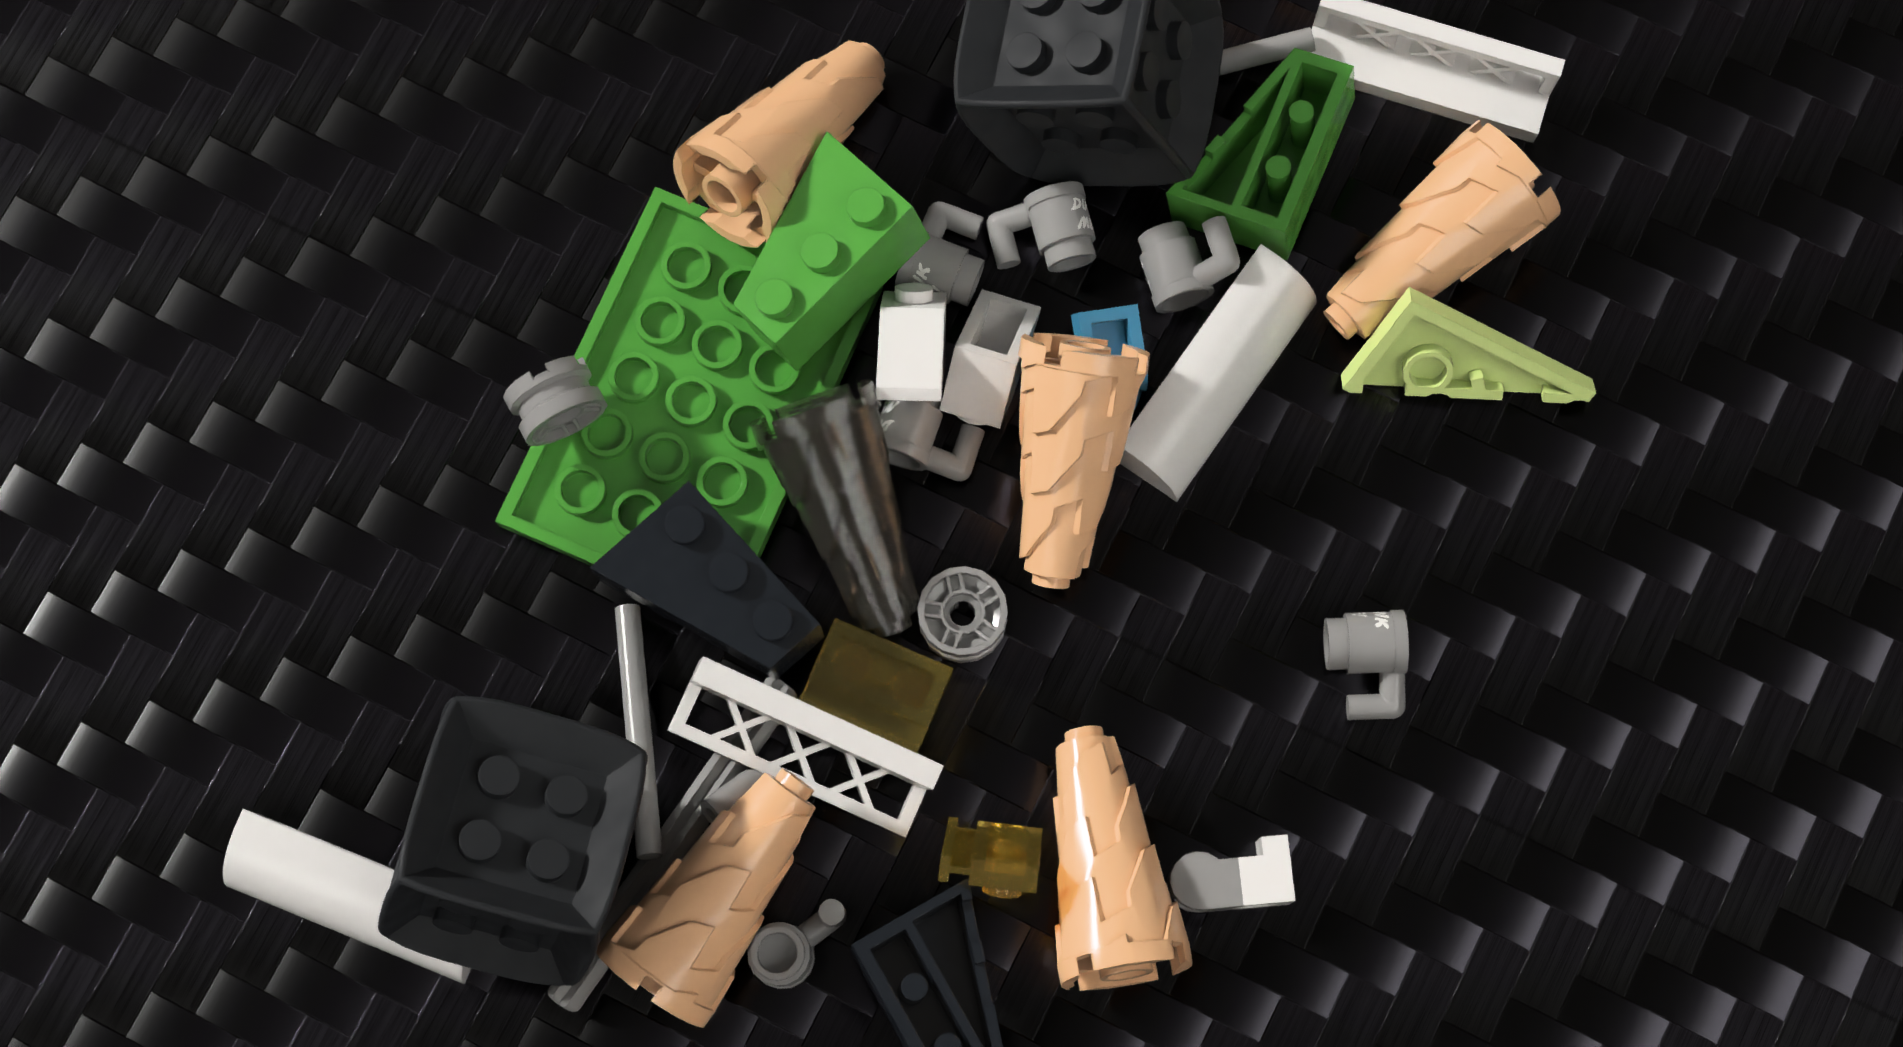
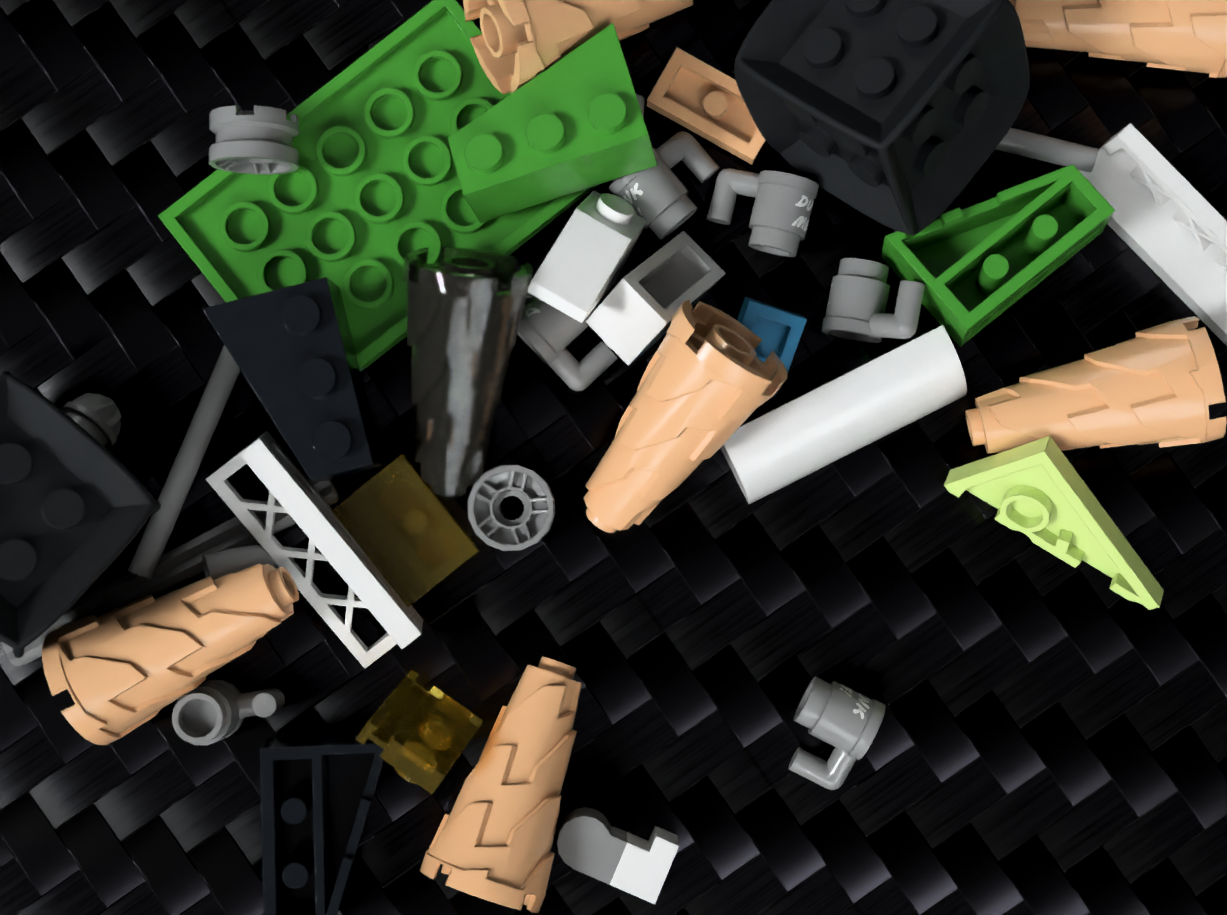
camera: 30 degrees right, 10 degrees up
(946, 167) = (707, 105): none -> light nougat plate

